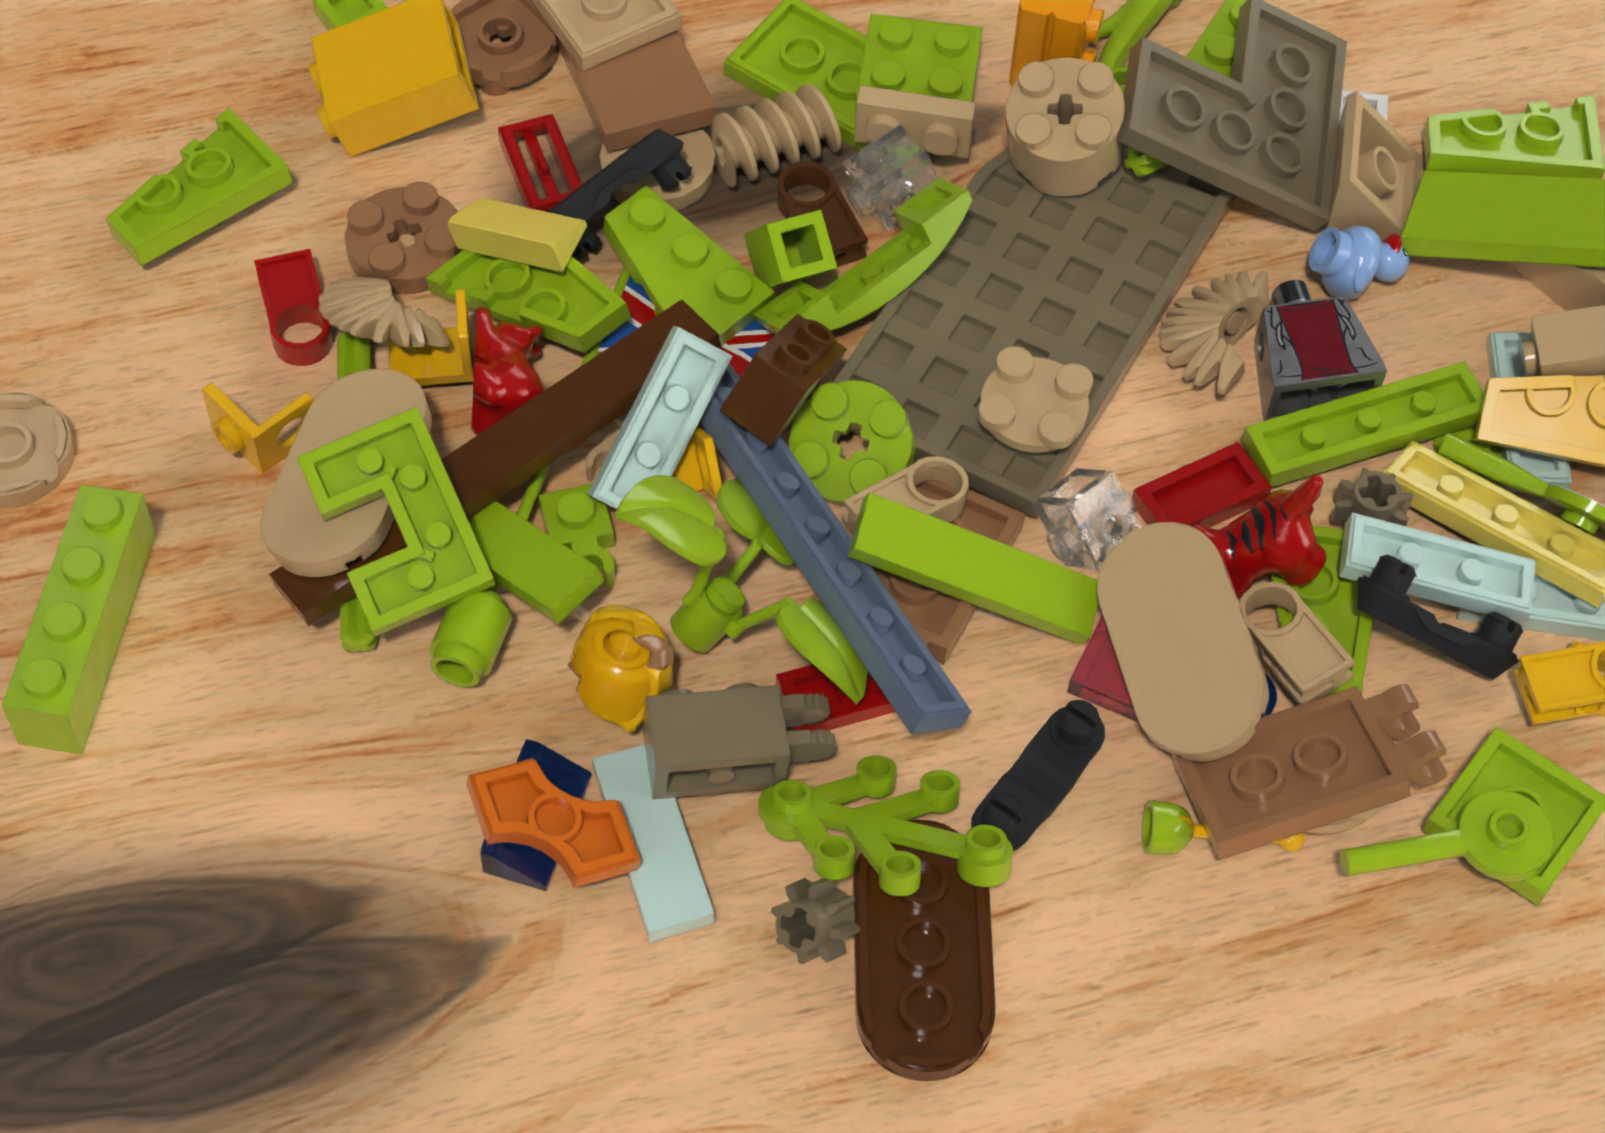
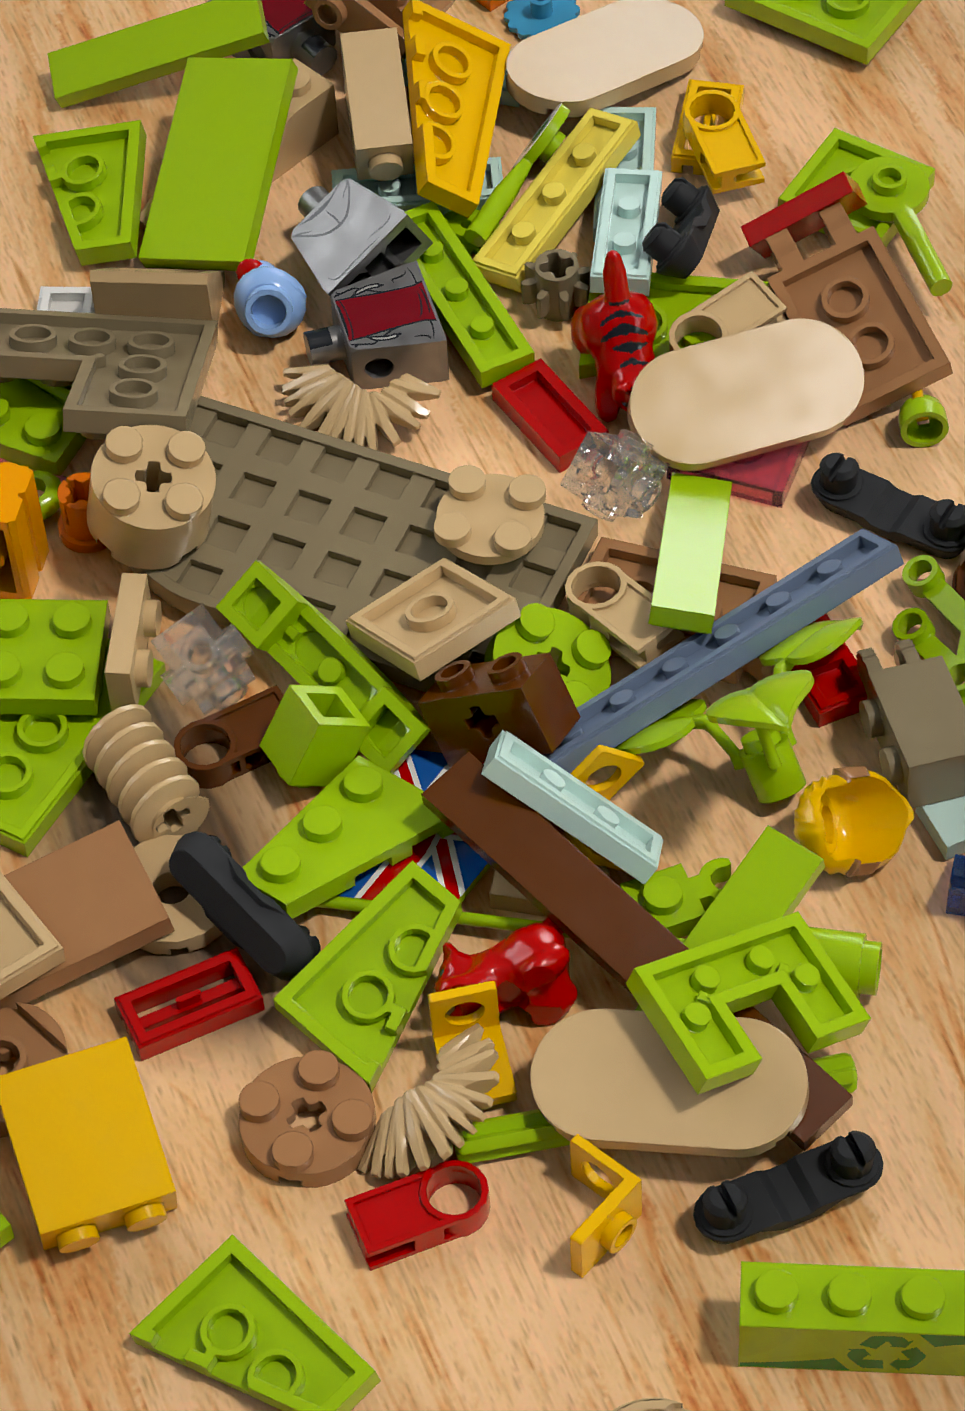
camera: 90 degrees left, 5 degrees down
(240, 570) = (789, 1192): none -> black piece
(516, 233) = (318, 978): light yellow slope -> none
(902, 338) = (432, 618): none -> tan tile
(1427, 327) = (354, 235): none -> flat silver torso
(1453, 734) = (801, 213): none -> red tile

